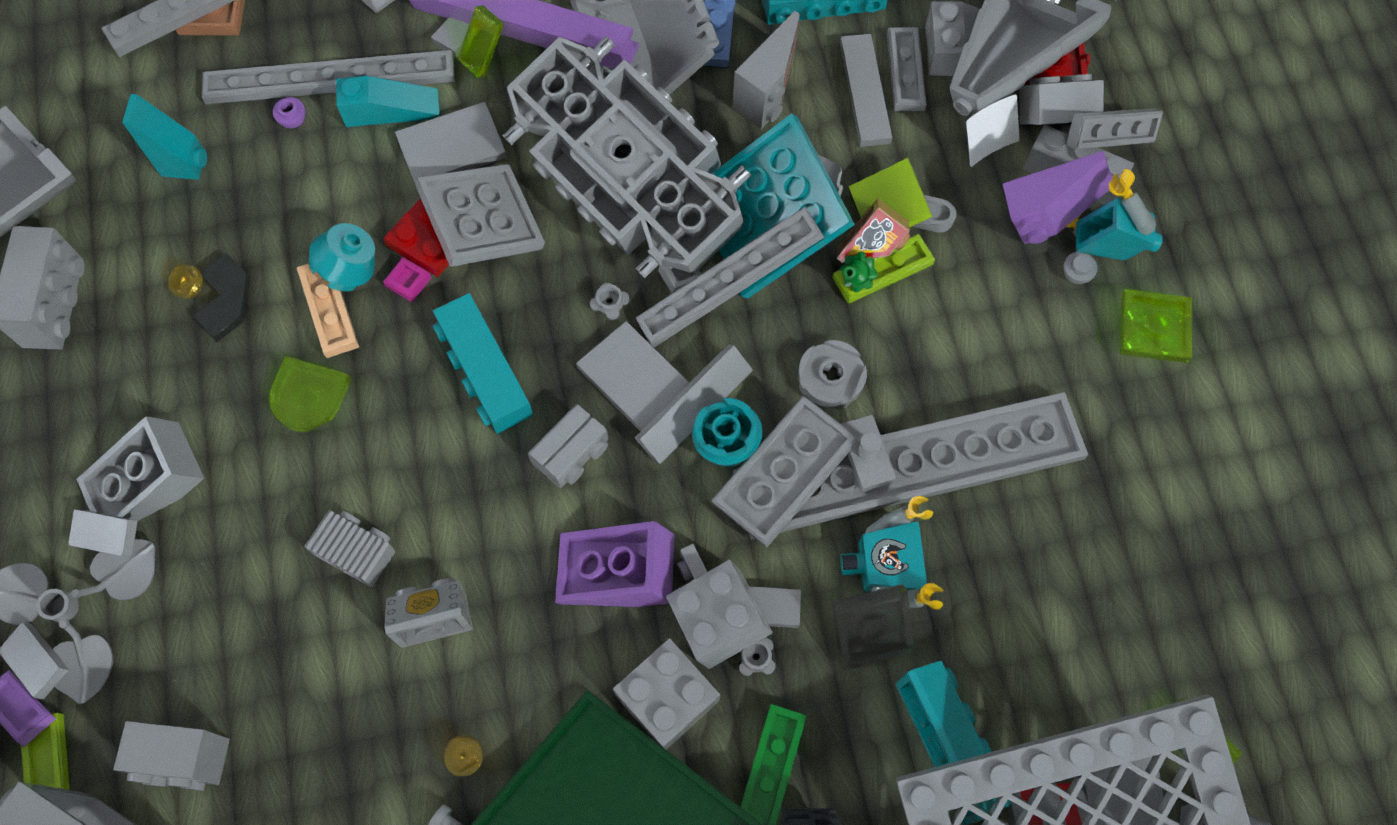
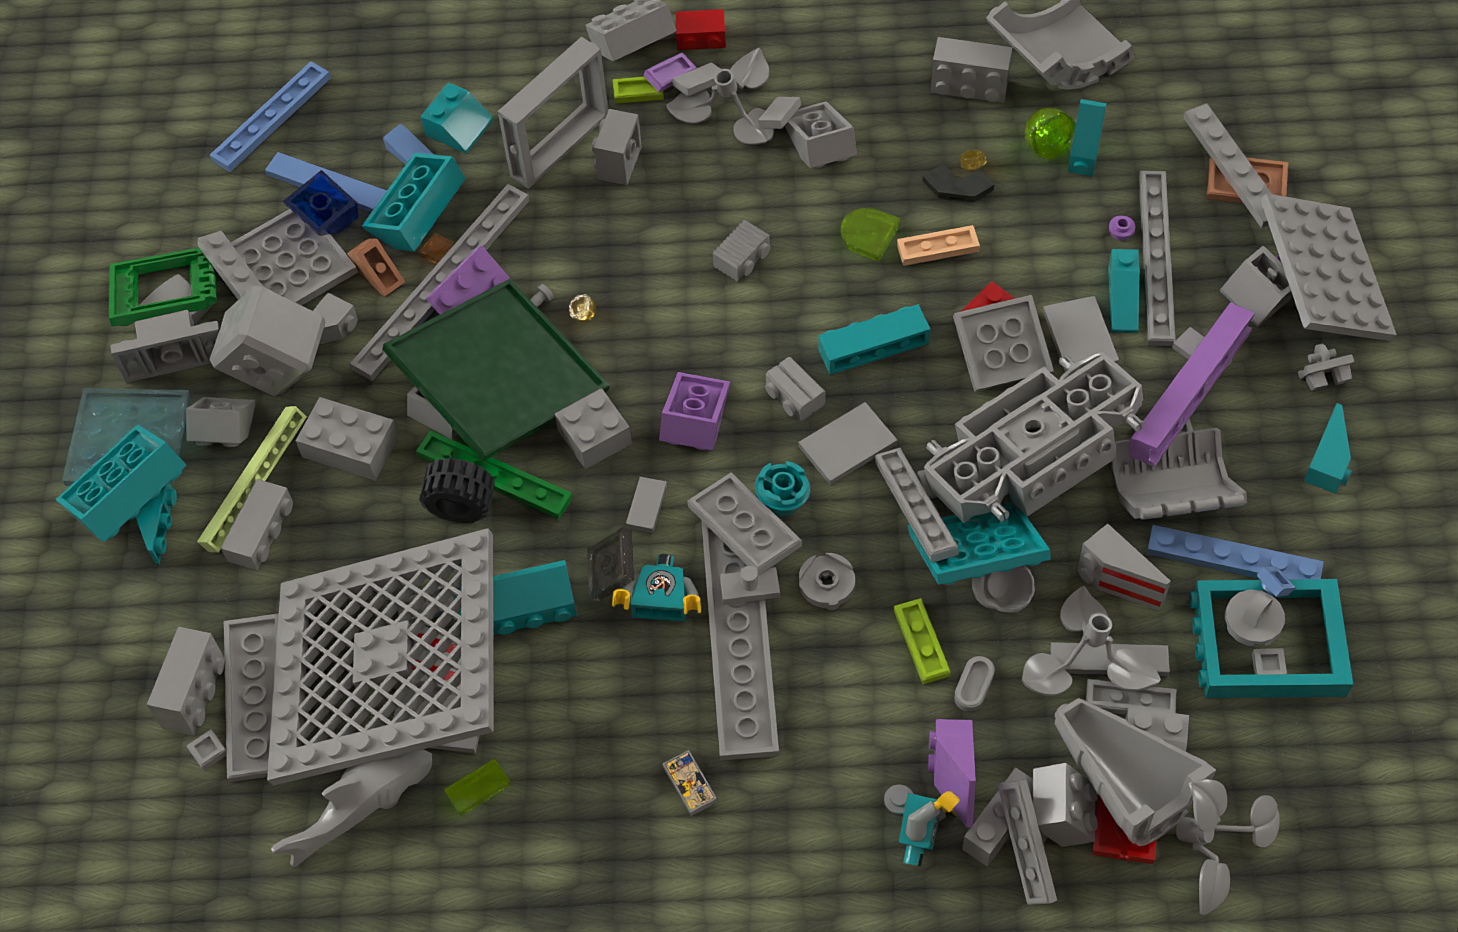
camera: 105 degrees right, 10 degrees down
(141, 194) = (1049, 132): none -> clear neon green cylinder
(343, 256) = (974, 251): teal cone -> none
(407, 279) = (956, 298): dark pink tile -> none
(427, 613) = (683, 289): light grey slope -> none
(480, 41) = (1172, 354): clear neon green tile -> none
(606, 292) = (918, 425): light grey plate -> none
(678, 417) = (822, 481): light grey tile -> none
(690, 564) = (684, 459): light grey plate -> none
(718, 614) = (641, 463): light grey brick -> none
(765, 661) = (610, 486): light grey plate -> none
(859, 271) = (912, 607): green plant -> none
(875, 233) = (946, 626): slope -> none
(882, 61) = (1084, 613): none -> light grey plant
(895, 187) = (982, 650): lime tile -> none
(993, 128) = (1044, 740): white sticker -> none
(1121, 488) = (689, 783): none -> tile
(1156, 326) = (831, 847): clear neon green plate -> none

